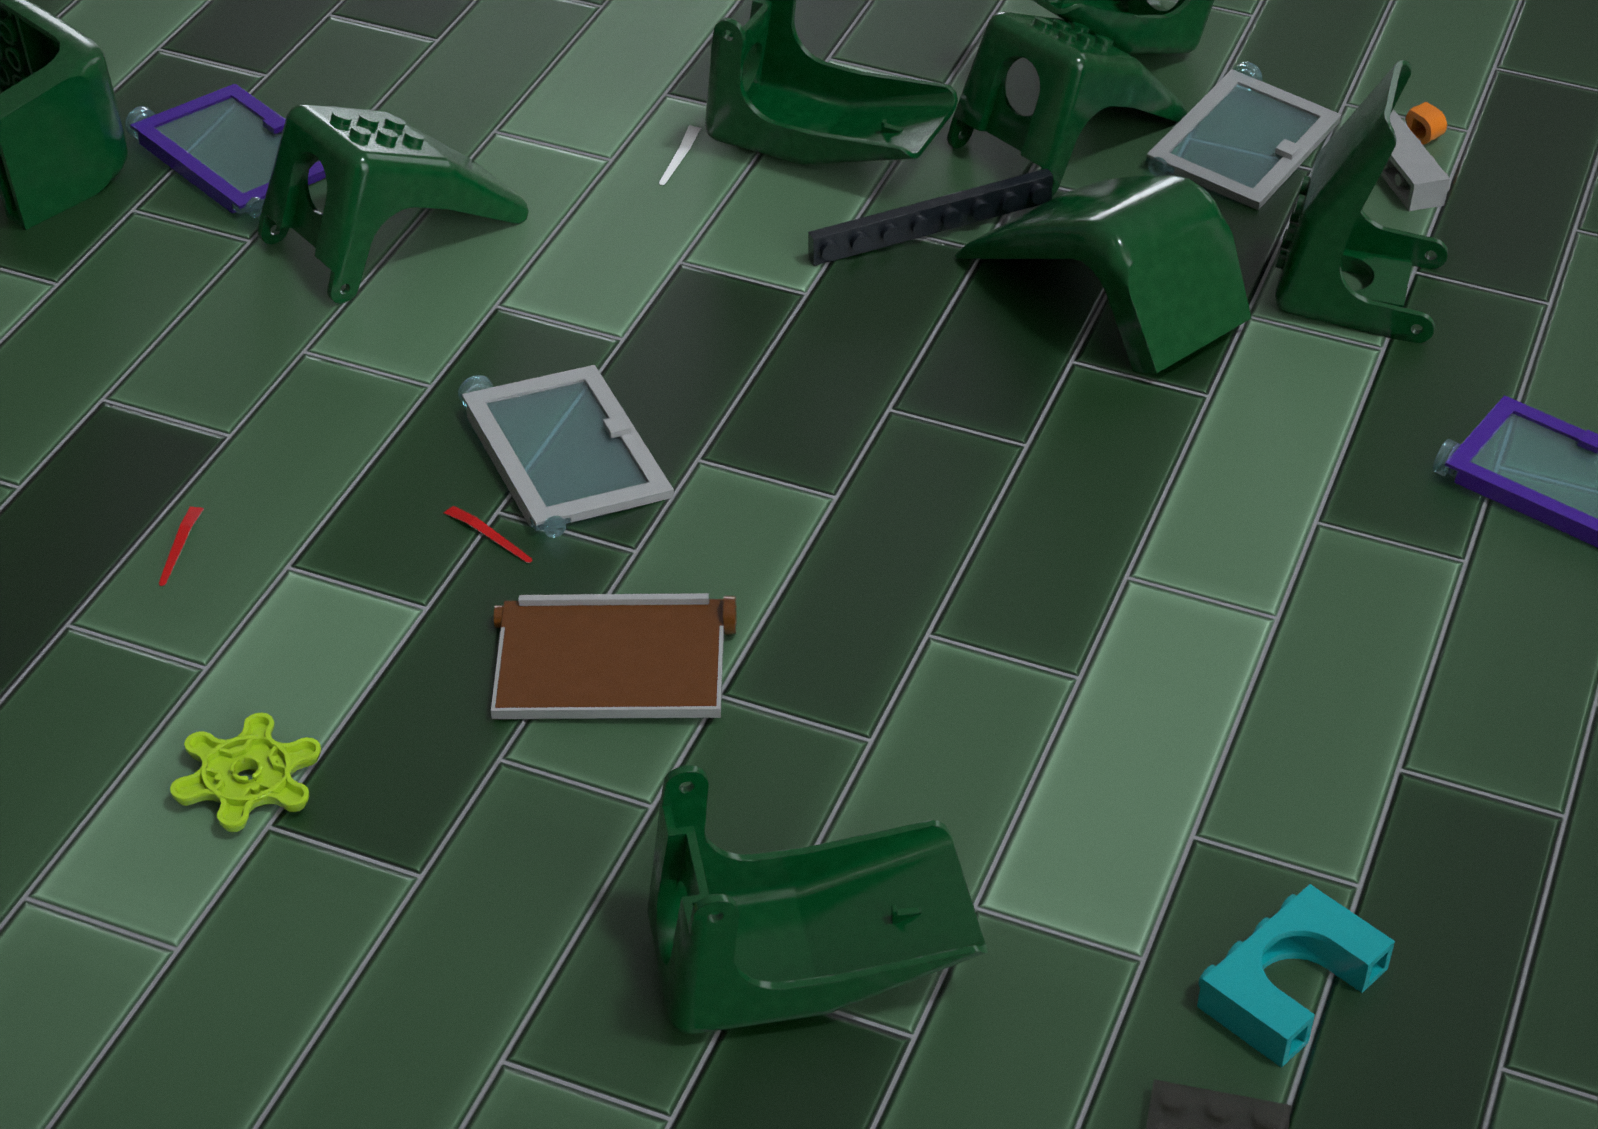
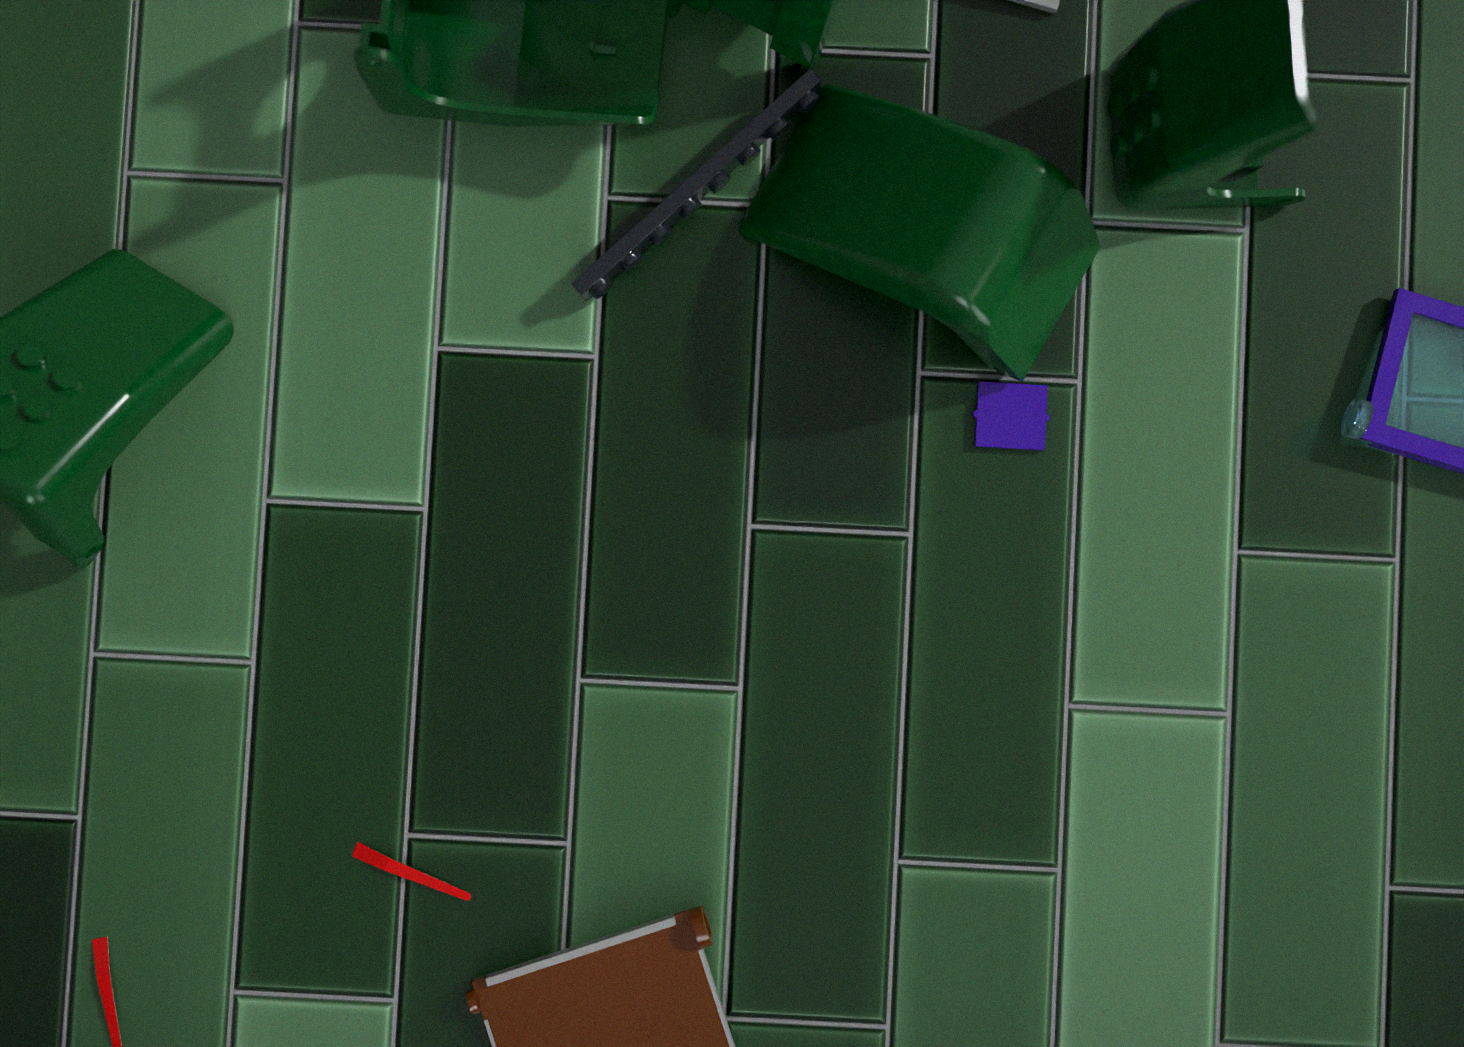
camera: 15 degrees left, 45 degrees up
(563, 447) = (435, 723): door -> none
(685, 146) = (359, 104): white sticker -> none
(1141, 399) = (1011, 416): none -> dark purple piece

